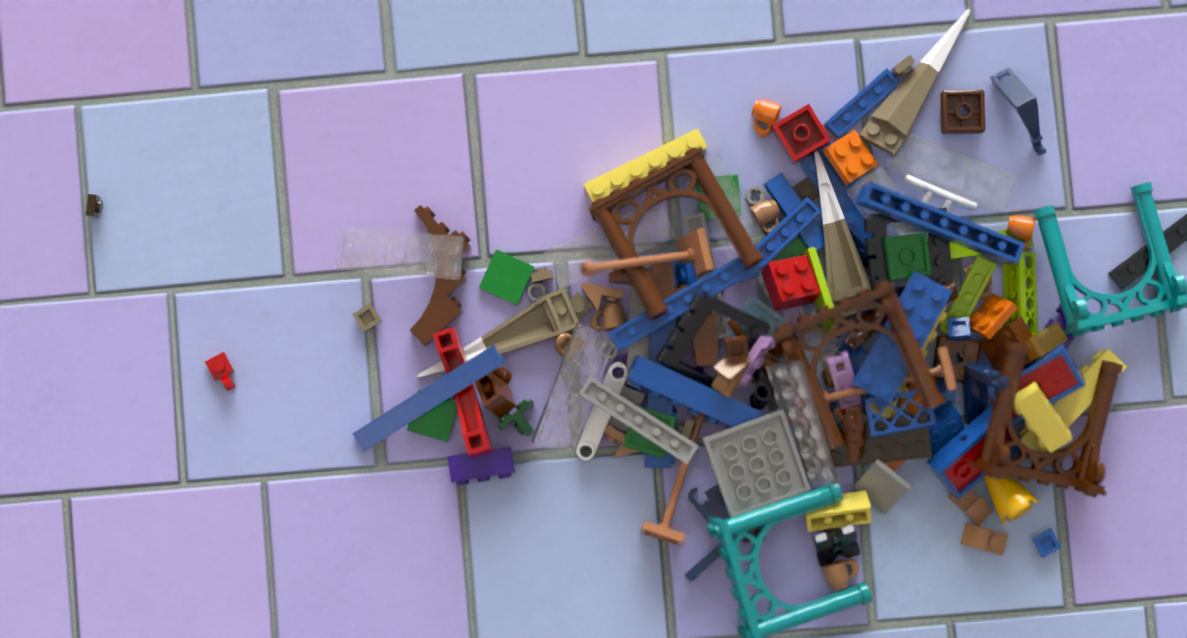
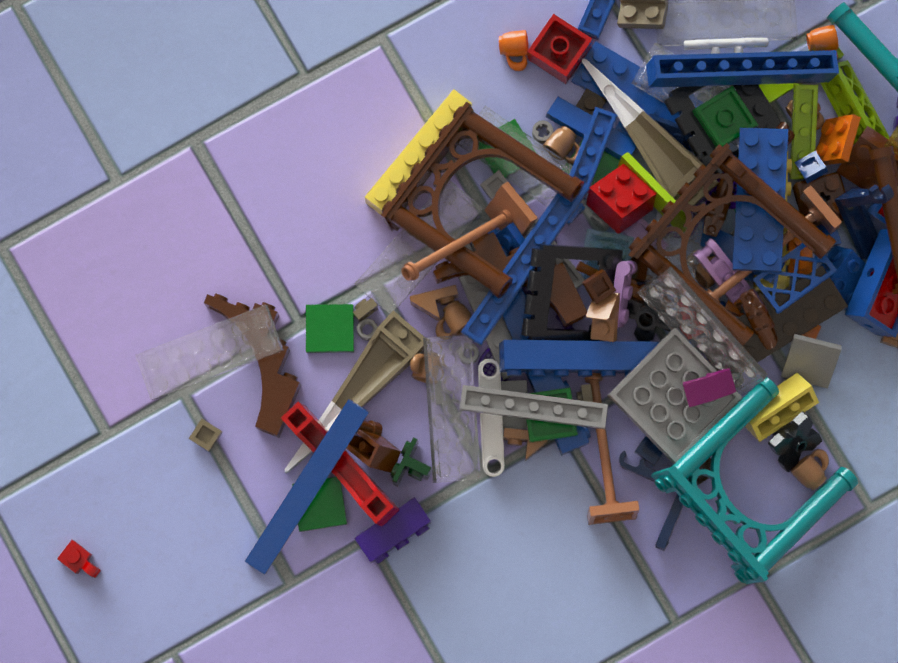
camera: 25 degrees left, 5 degrees down
(580, 306) = (419, 321): dark tan plate -> none
(786, 471) = (709, 388): none -> magenta slope
(850, 157) = (619, 49): orange plate -> none

